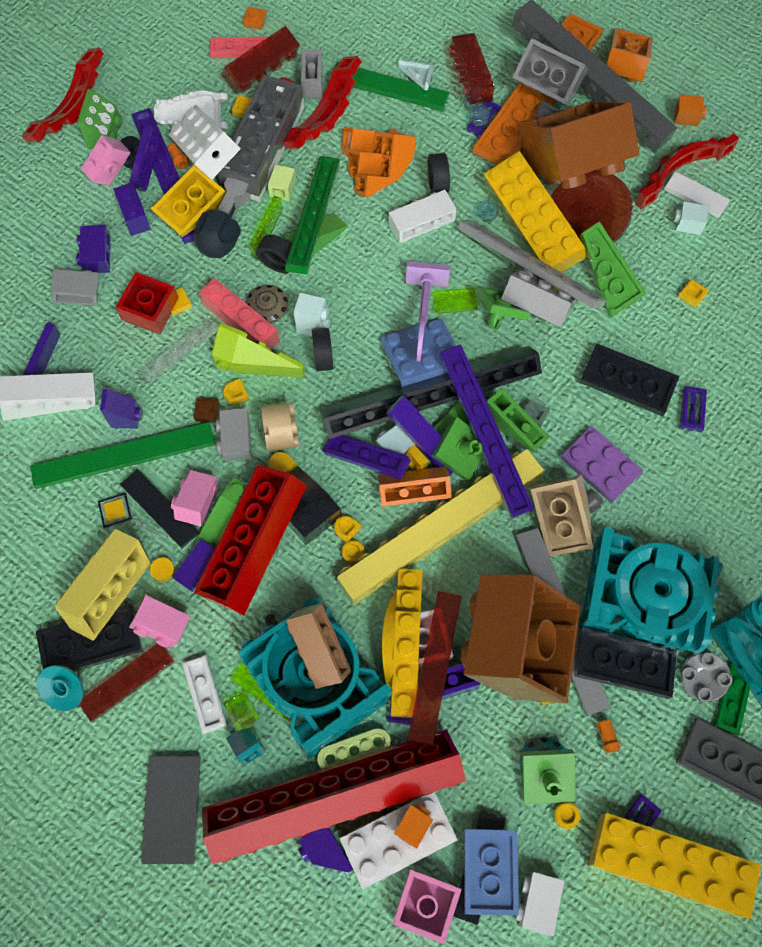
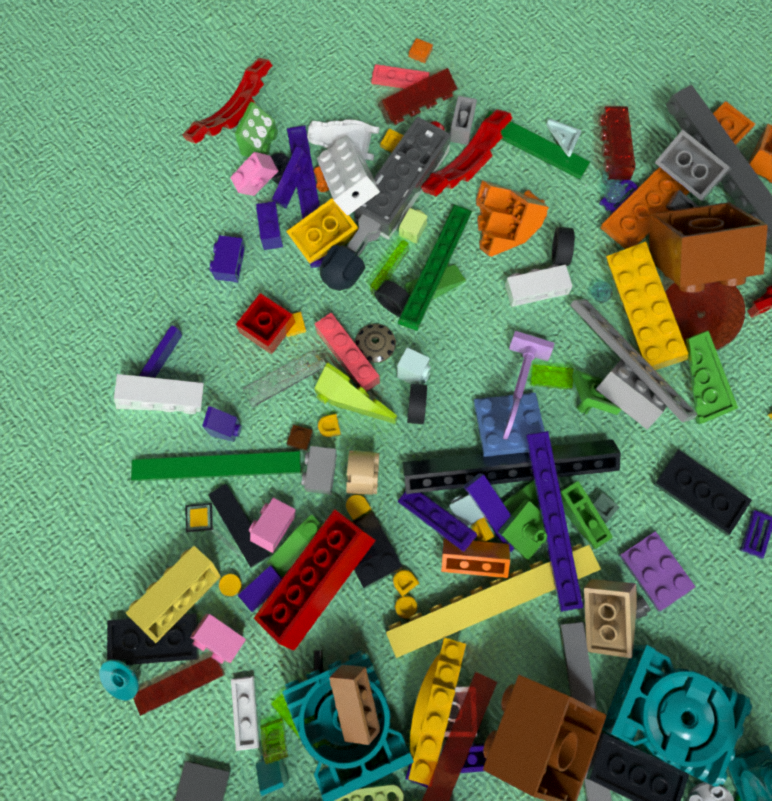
camera: 15 degrees right, 5 degrees up
(75, 287) = (203, 293): light grey brick -> none

